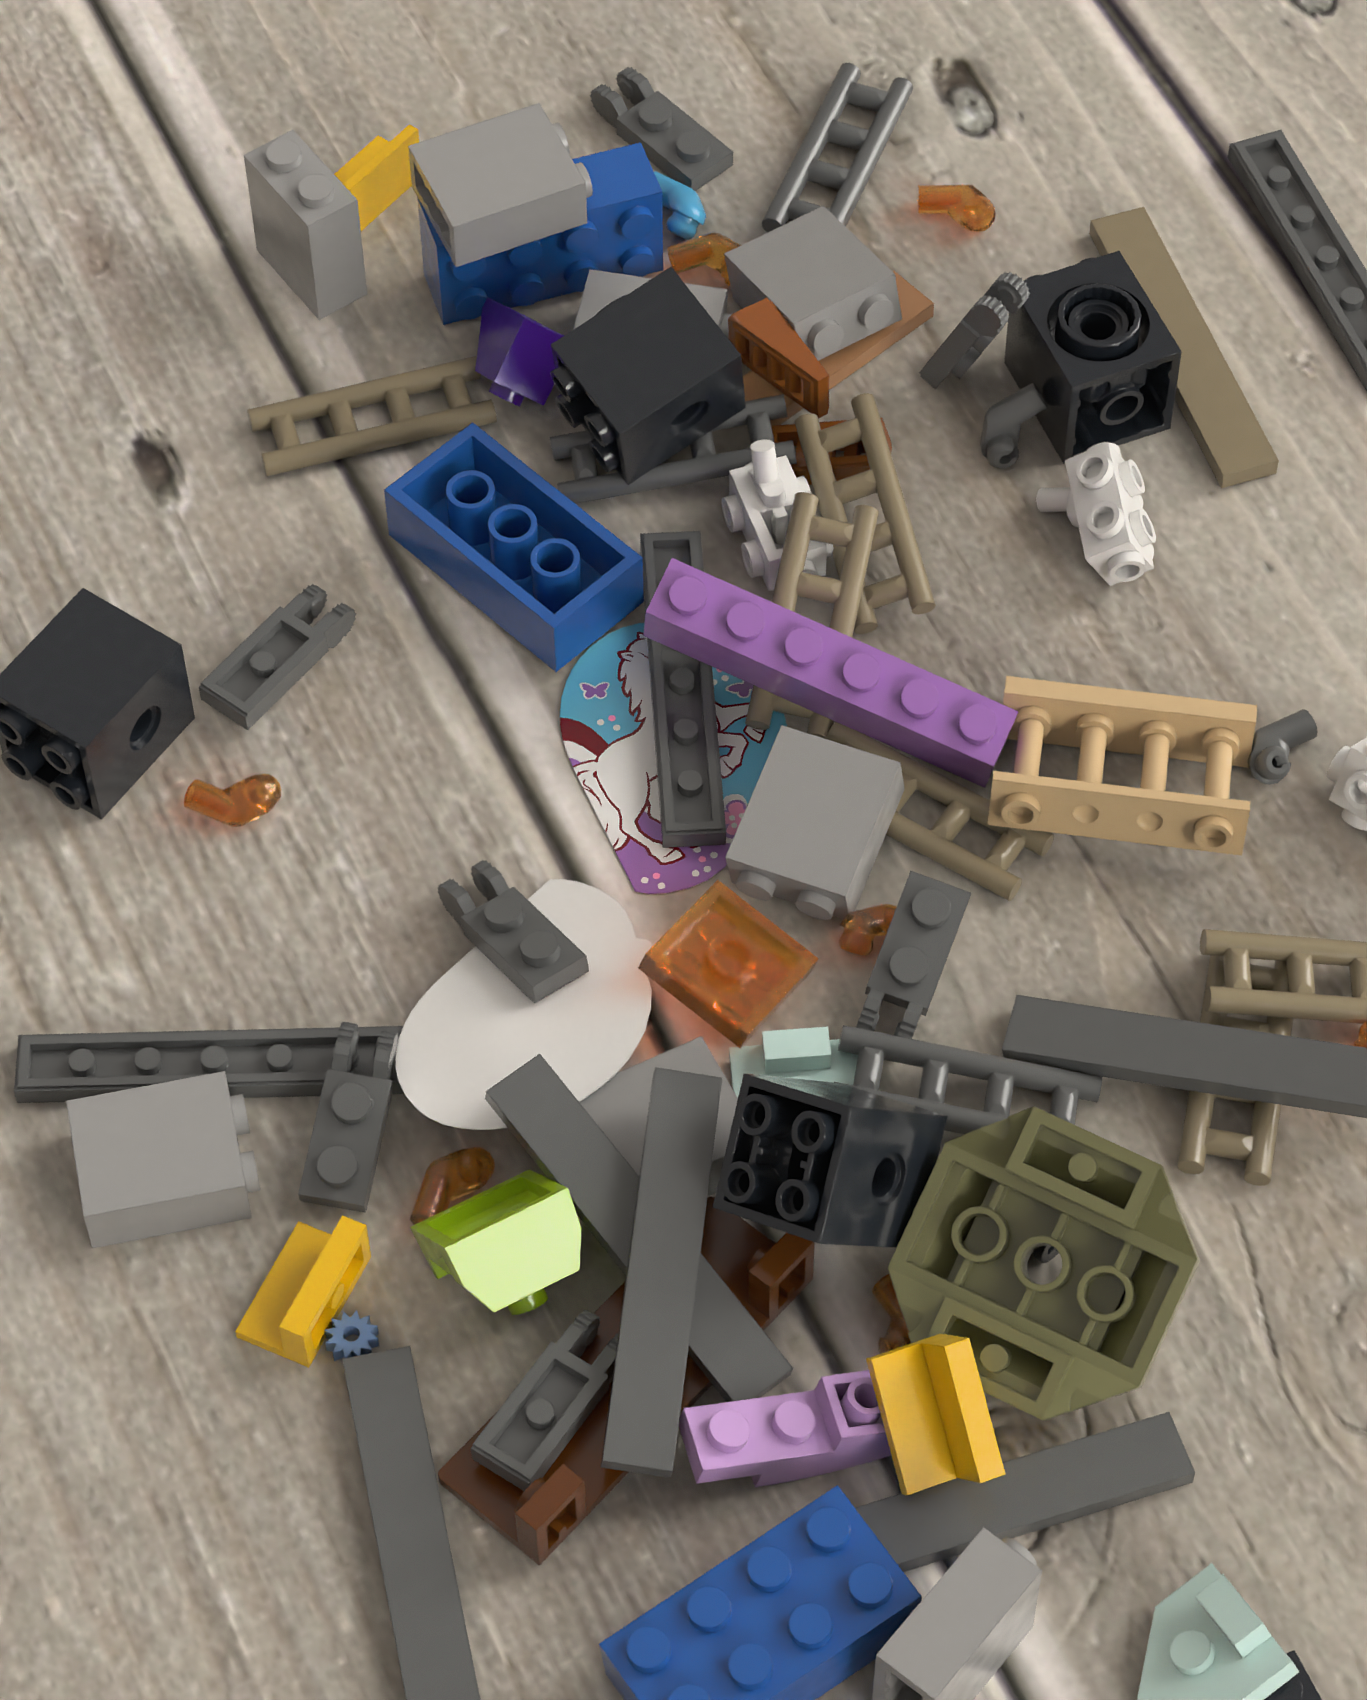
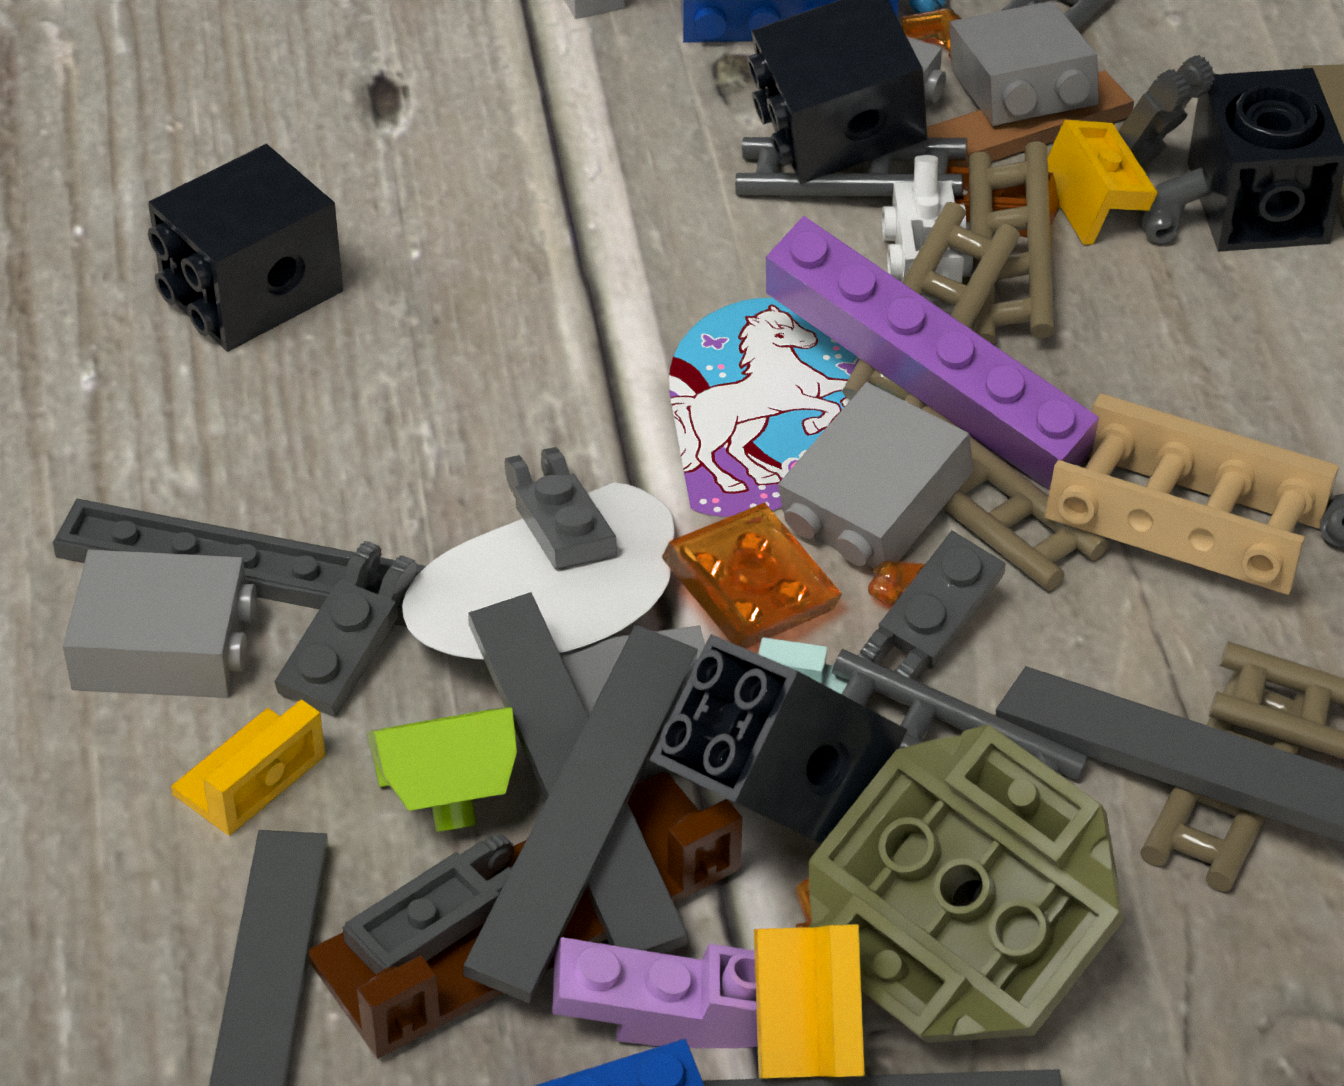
camera: 15 degrees right, 10 degrees down
(236, 803) = (350, 360): clear orange arm -> none
(275, 657) = (432, 253): dark grey hinge -> none
(351, 442) = (567, 109): dark tan bar -> none
(351, 1326) = (284, 807): medium blue piece -> none
(451, 1179) = (425, 701): clear orange arm -> none
(514, 546) = (675, 205): blue brick -> none
(515, 354) = (726, 65): dark purple slope -> none
(682, 715) = (781, 395): dark grey tile -> none
(779, 355) = (971, 105): dark orange slope -> none
(926, 410) = (1096, 174): none -> yellow panel
(960, 202) = (1186, 33): clear orange arm -> none
(1108, 511) = (1242, 287): white brick -> none

